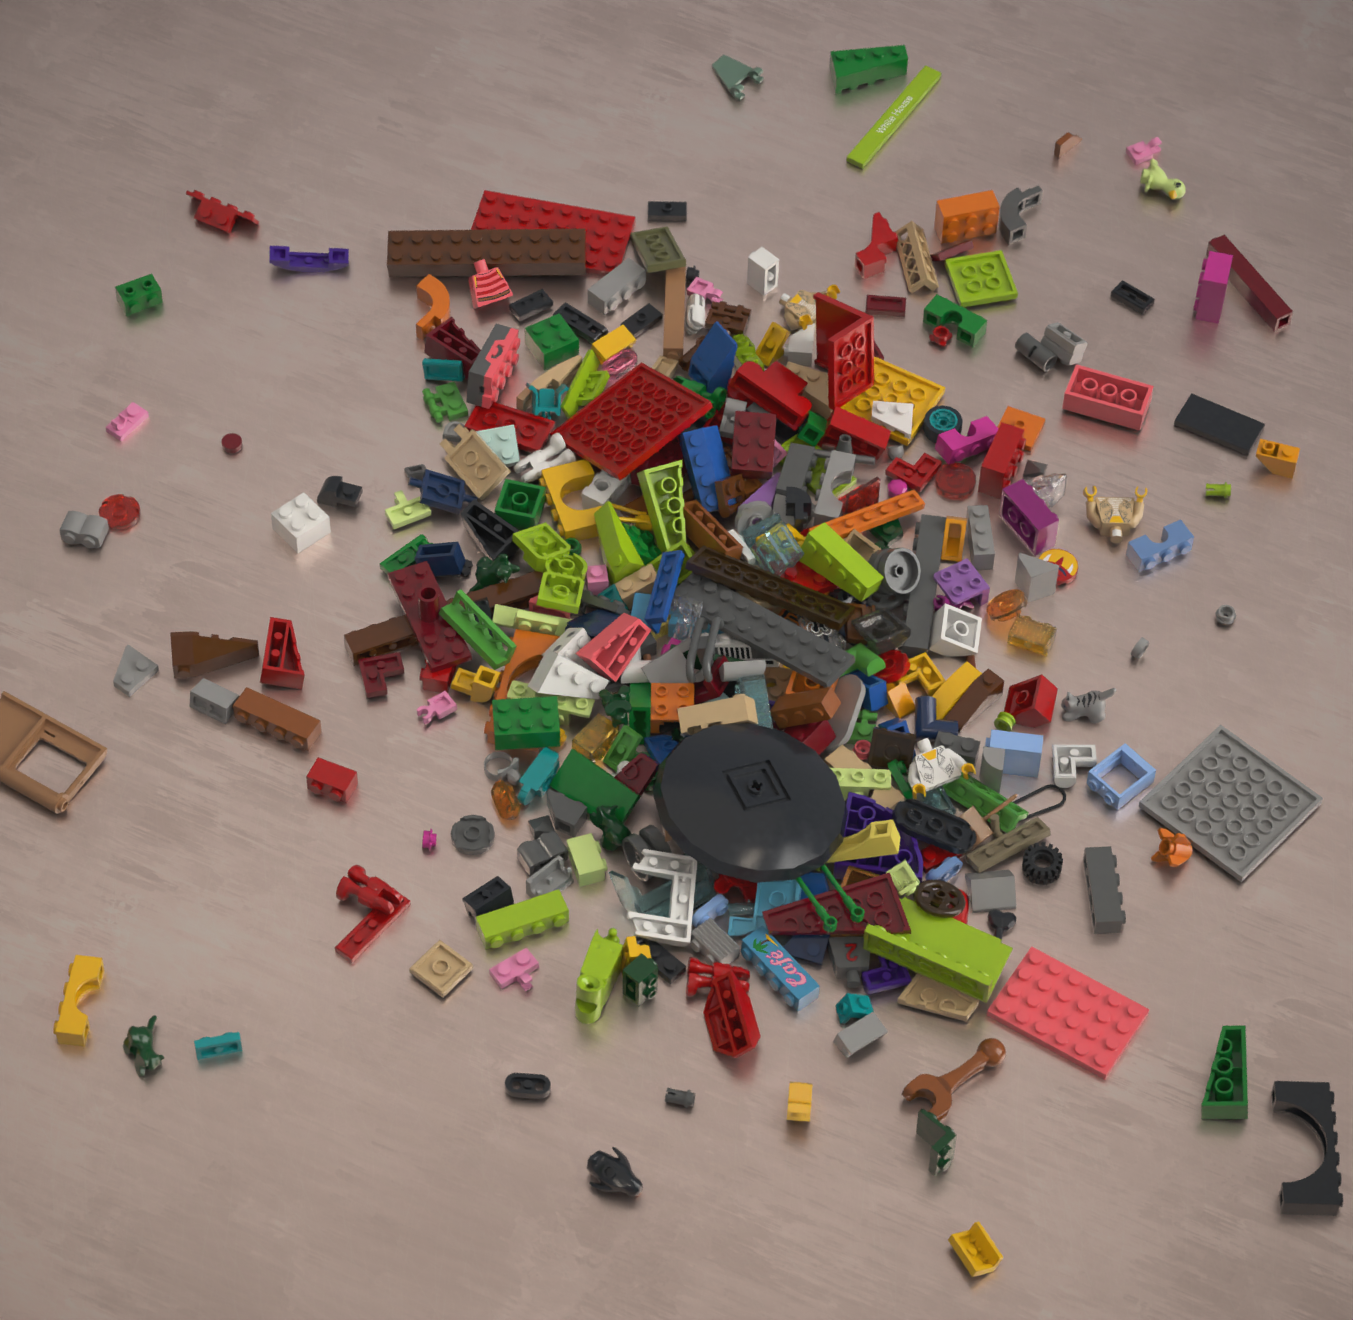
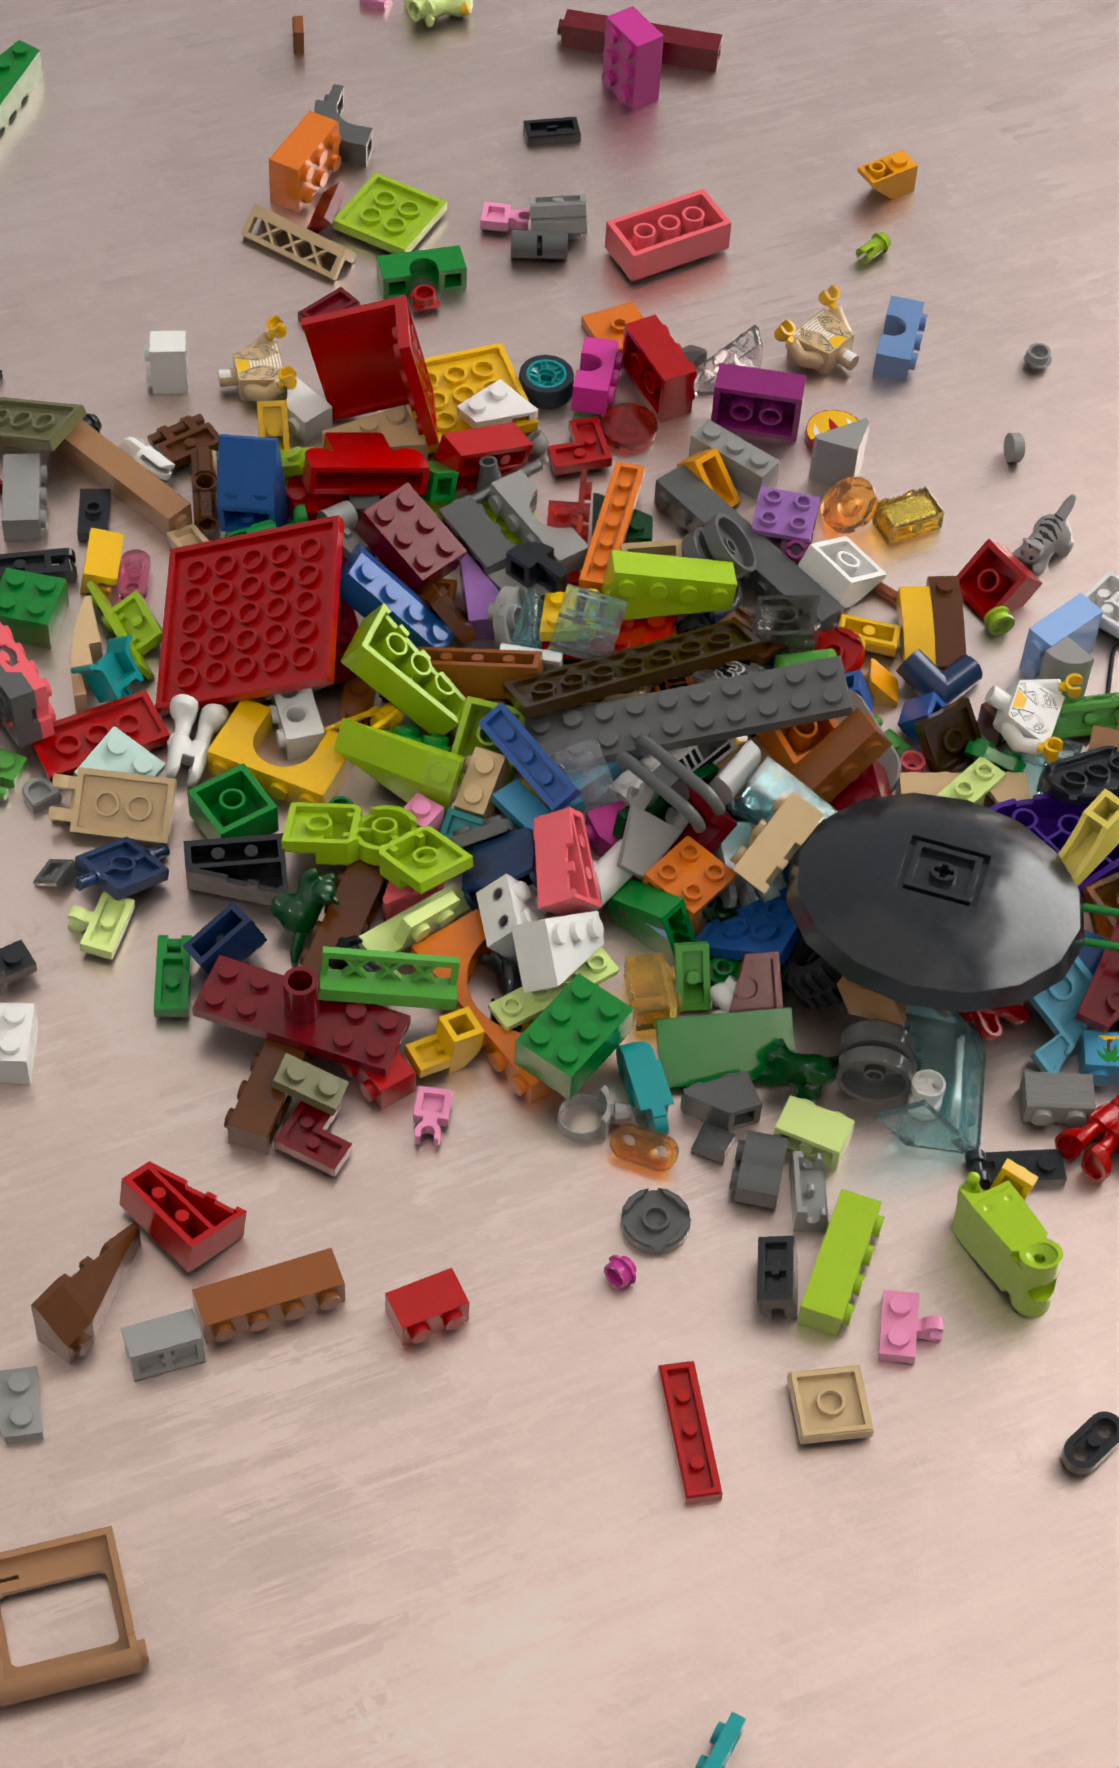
camera: 50 degrees left, 0 degrees up
(374, 896) = (654, 1390): red piece -> none
(396, 647) = (309, 1084): none -> olive plate
(616, 705) = (641, 929): dark green animal -> none
(640, 980) = (1056, 1202): dark green brick -> none
(655, 889) = (929, 1086): none -> white wheel
(682, 871) = (949, 1044): white wedge -> none
(704, 289) = (120, 428): bright pink plate -> none
(716, 906) = (1004, 1060): light blue plate -> none
(741, 909) = (1032, 1029): clear light blue pin -> none
(883, 242) = (244, 250): red arch -> none
(893, 117) = (89, 124): lime tile -> none
(896, 488) = (593, 476): dark pink tile -> none
(964, 747) = (1001, 675): dark grey brick -> none
(1035, 321) = (500, 216): none -> bright pink plate
(1219, 424) = (788, 188): black tile -> none

